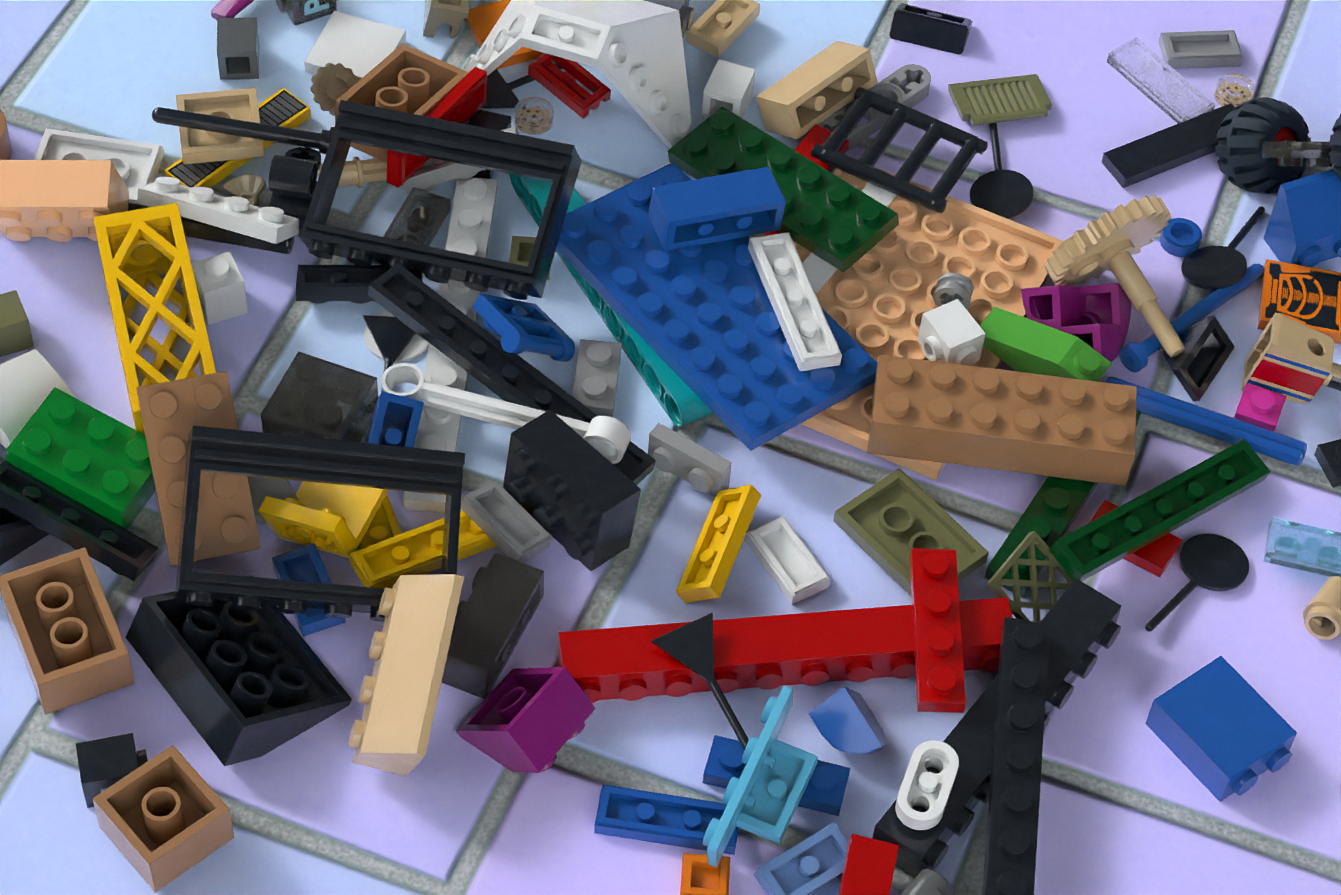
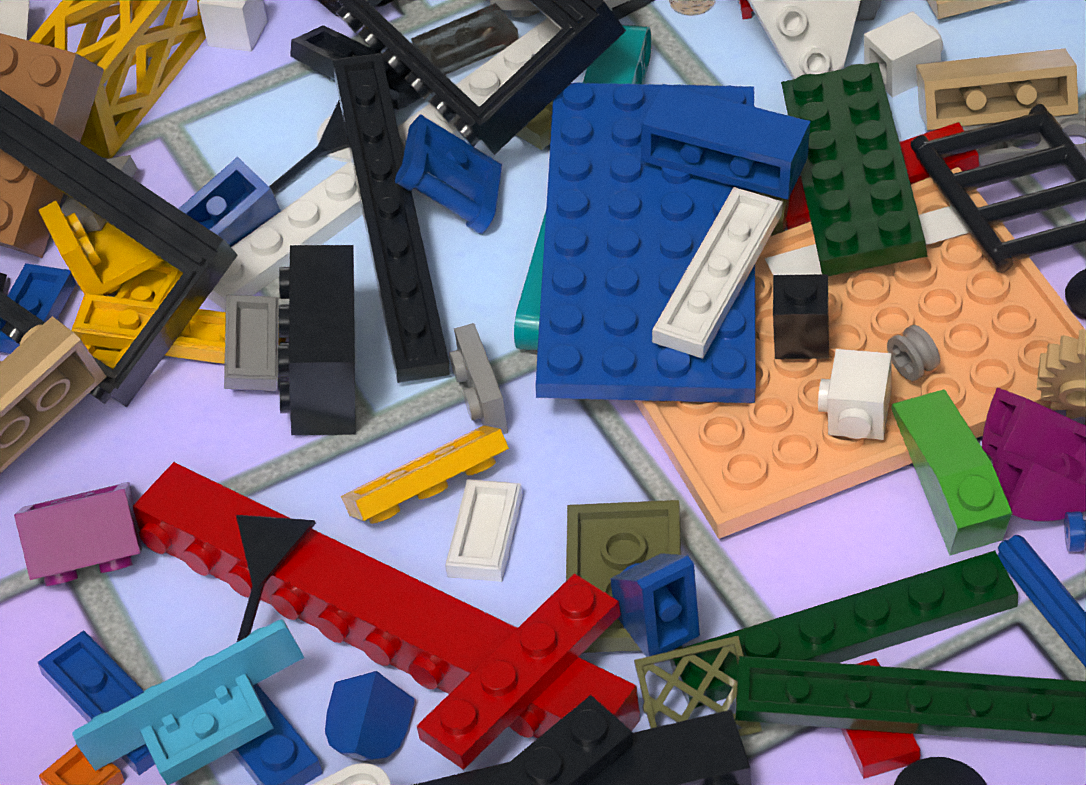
camera: 50 degrees right, 5 degrees down
(321, 401) = (192, 146): clear smoke brick -> none
(491, 623) = (140, 427): clear smoke brick -> none
(597, 375) = (485, 262): light grey plate -> none
(603, 432) = (394, 301): white piece -> none
(868, 304) = (801, 316): none -> black brick
(975, 532) = (658, 602): none -> blue slope
(1003, 420) = (824, 507): medium nougat brick -> none

